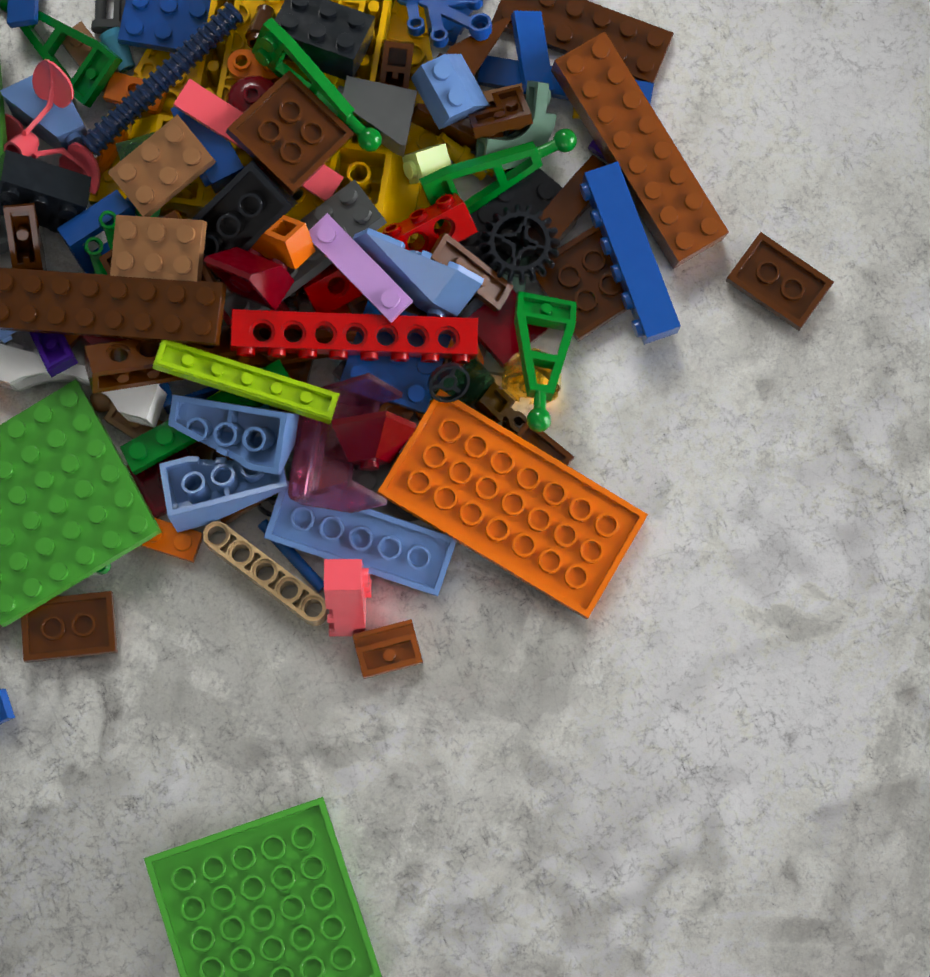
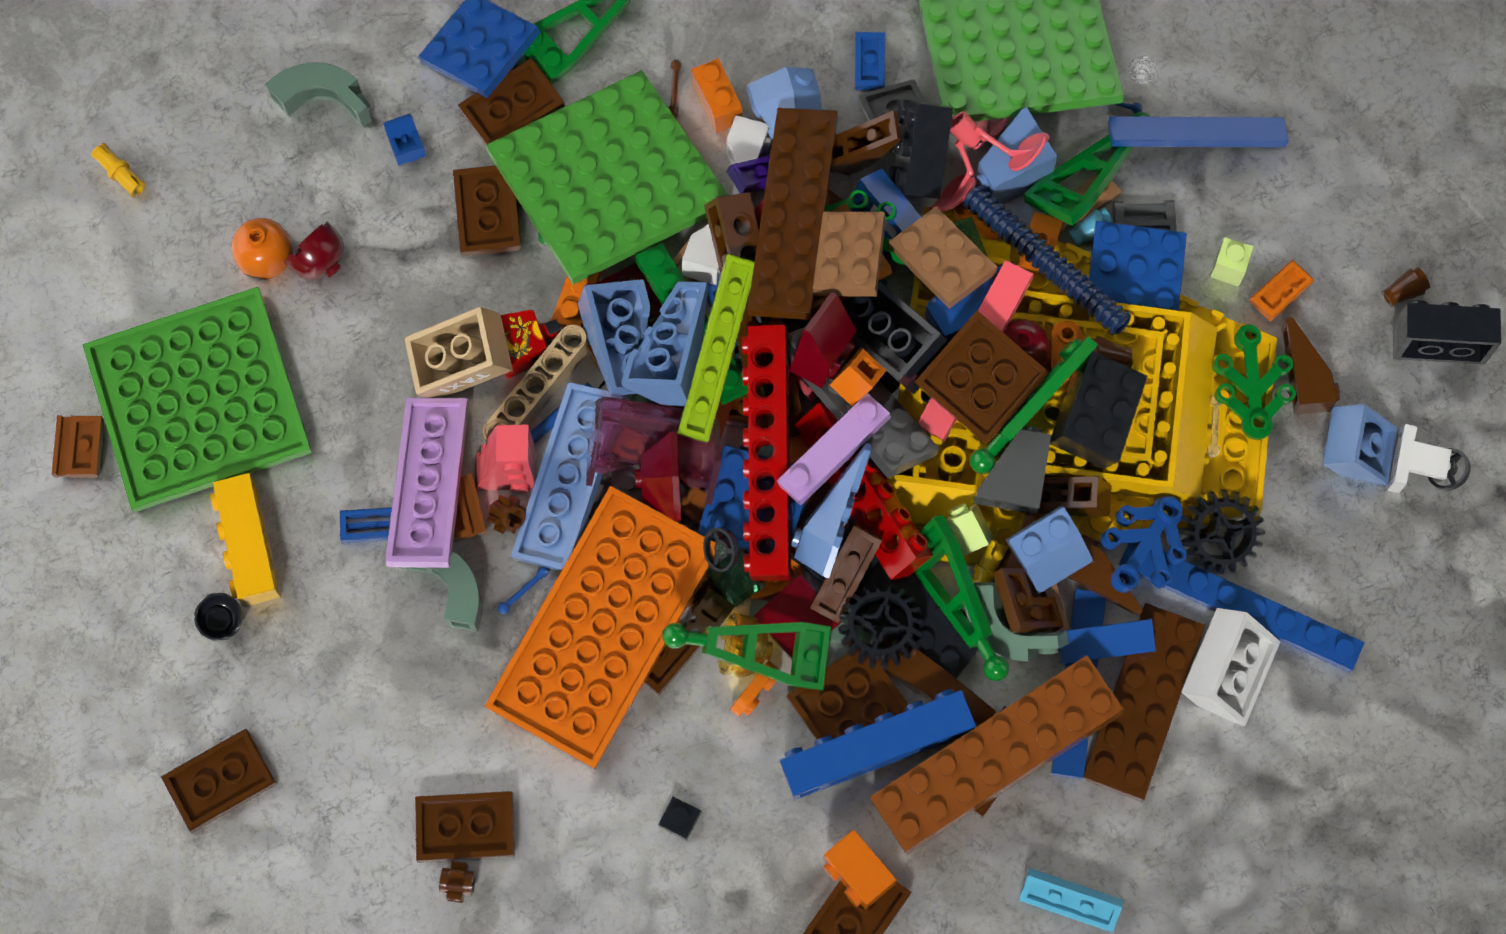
camera: 90 degrees right, 5 degrees down
(96, 872) = (261, 248): none -> orange cylinder
(112, 796) = (318, 254): none -> dark red cylinder
(213, 589) = (526, 339): none -> red torso
(231, 644) = (458, 353): none -> tan brick
(364, 674) = (427, 483): none -> lavender plate
(396, 599) = (506, 514): none -> reddish brown gear
(402, 762) = (365, 536): none -> blue tile
(415, 858) = (245, 539): none -> yellow brick
(470, 640) = (464, 595): none -> sand green arch
(487, 603) = (504, 607): none -> blue hinge
(497, 881) = (218, 617): none -> black hair
(579, 373) = (747, 700): none -> orange plate
(658, 876) = (218, 780): none -> reddish brown tile
(692, 438) = (679, 818): none -> black plate
(703, 635) = (464, 827): none -> reddish brown plate
(745, 272) = (858, 870): none -> orange brick
(757, 639) = (457, 881): none -> reddish brown gear
(764, 97) = (1071, 900): none -> medium azure plate

